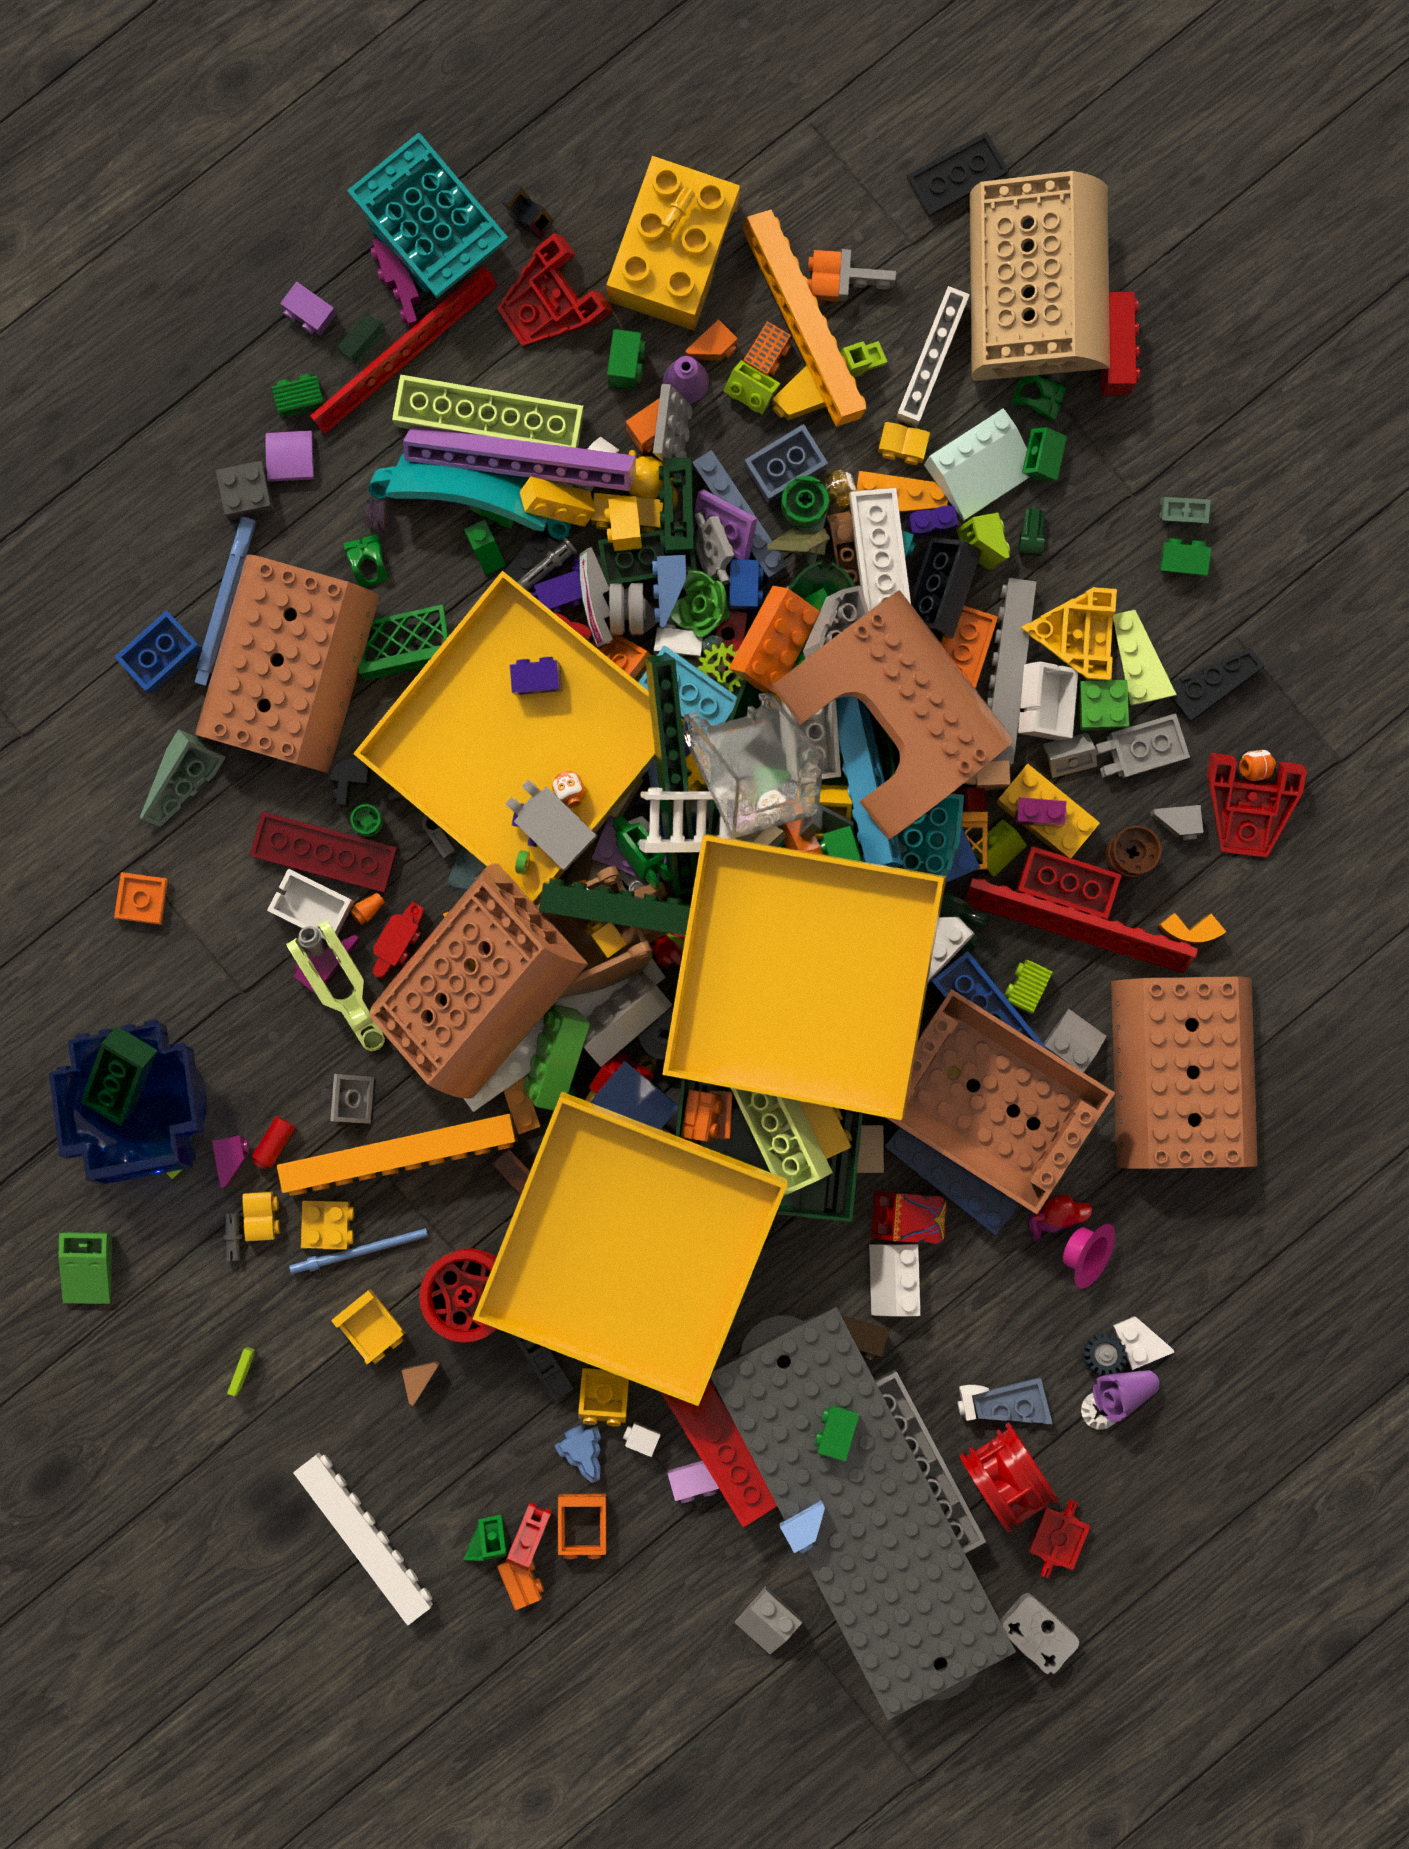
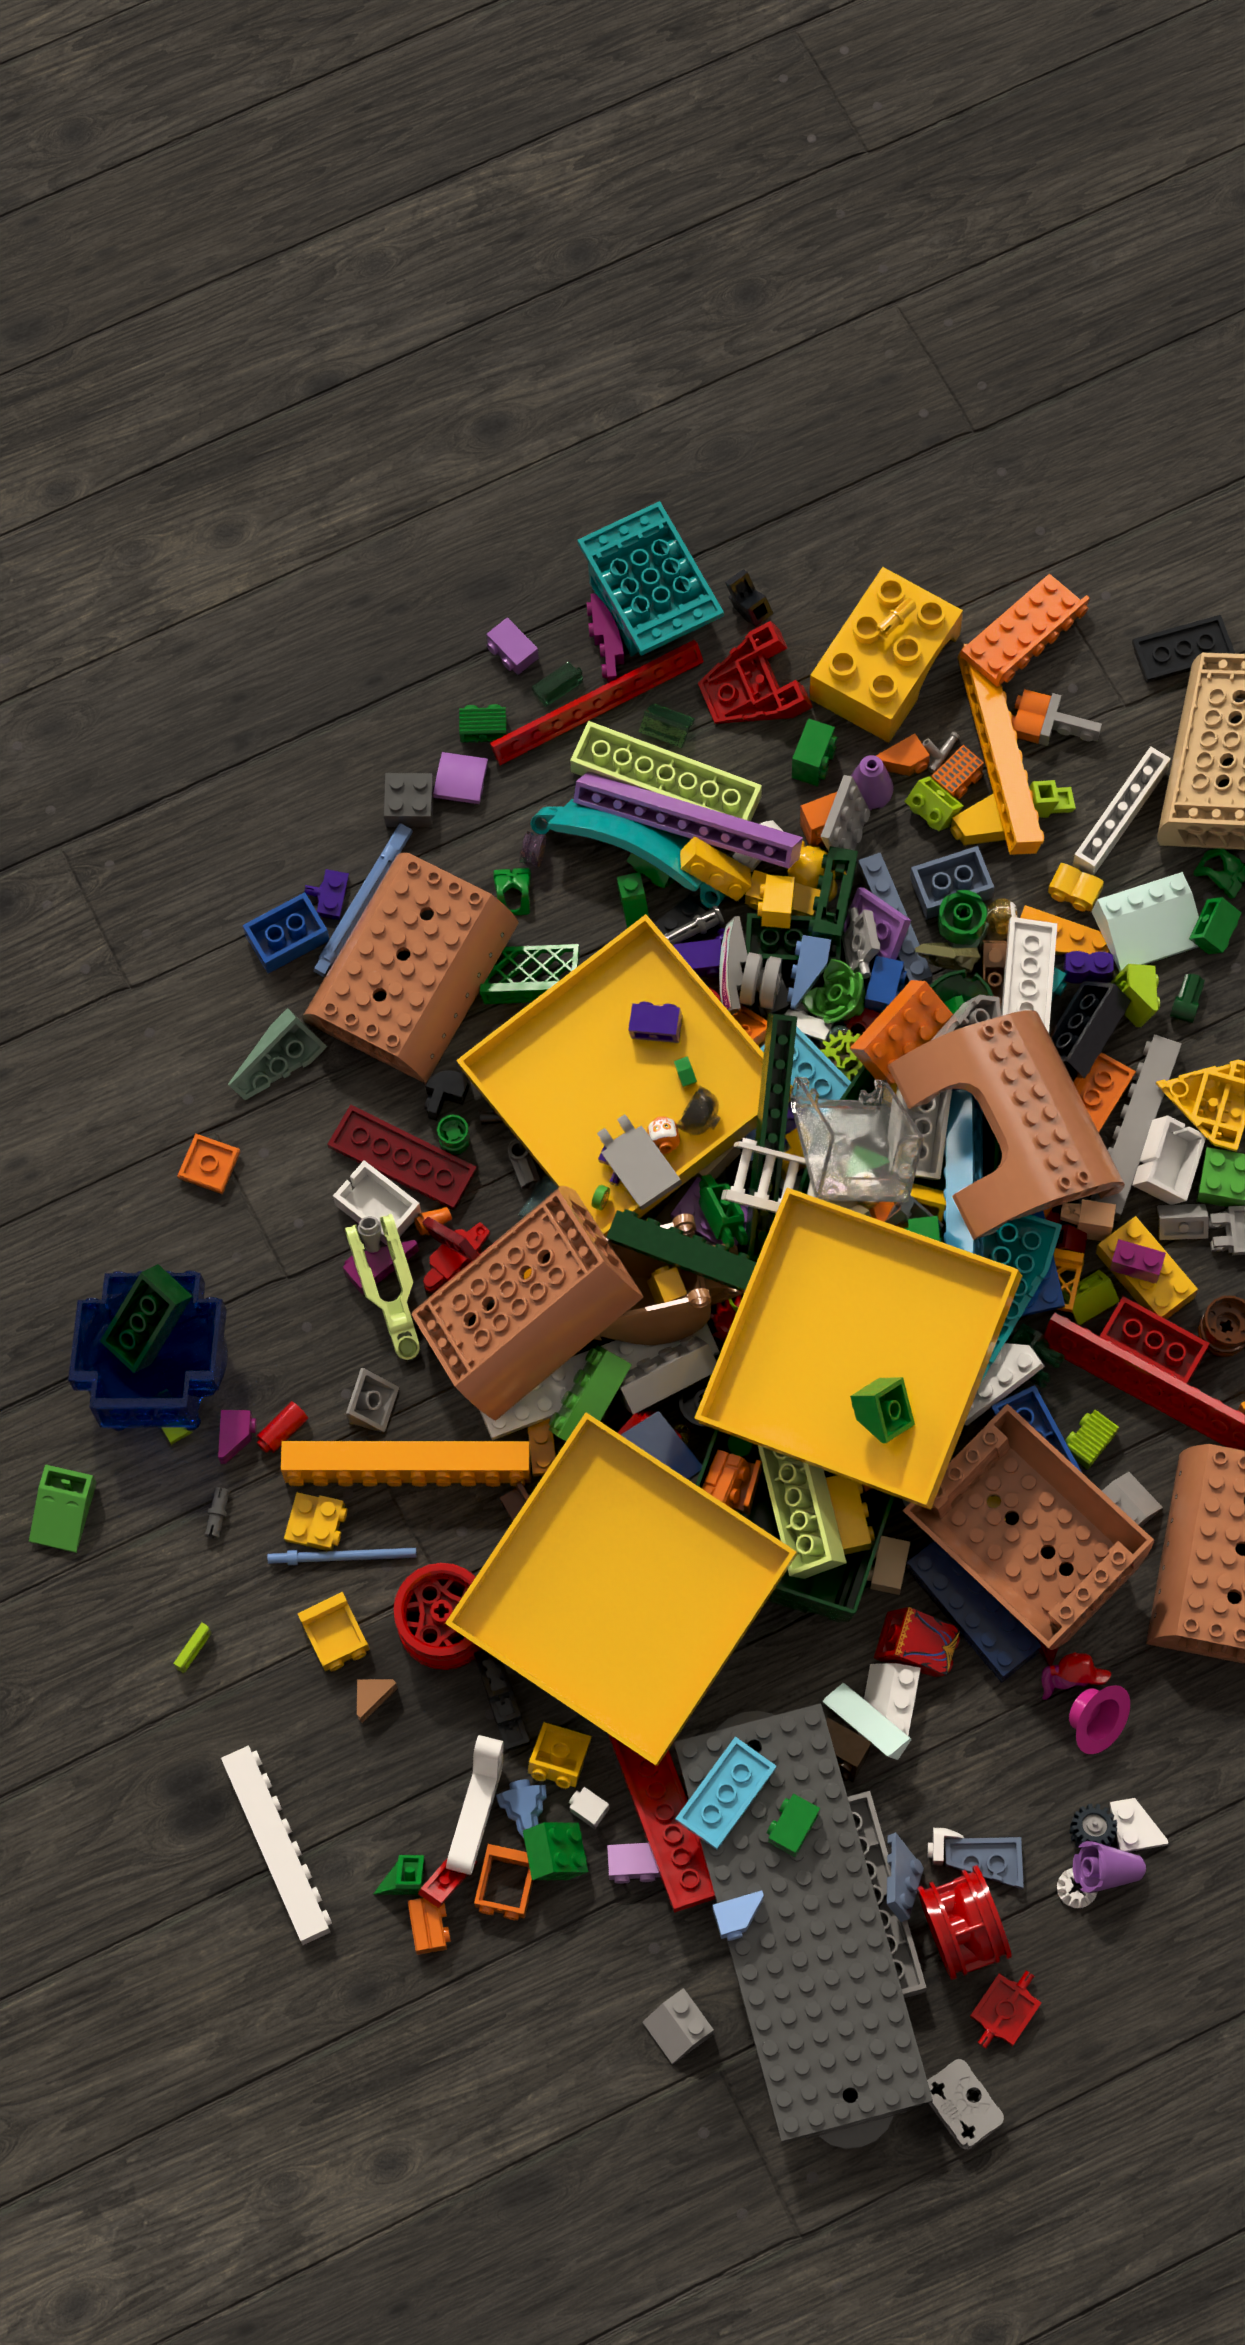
camera: 20 degrees right, 15 degrees down
(191, 601) = (330, 893): none -> dark purple plate
(260, 1216) = (250, 1497): yellow brick -> none
(389, 934) = (450, 1238): none -> dark red tile
(476, 358) = (666, 725): none -> clear green panel
(539, 1469) = (477, 1804): none -> white beam
(575, 721) = (685, 1071): none -> green piece
(598, 761) = (700, 1113): none -> clear smoke cylinder
(621, 1491) = (555, 1851): none -> green brick
(745, 334) = (939, 755): none -> light grey piece
(768, 1415) = (726, 1793): none -> medium azure plate
(801, 189) = (1024, 630): none -> orange bracket
(841, 1035) = (883, 1408): none -> green slope
(880, 1305) = (867, 1721): none -> light aqua slope
(945, 1443) = (904, 1878): none -> sand blue wing

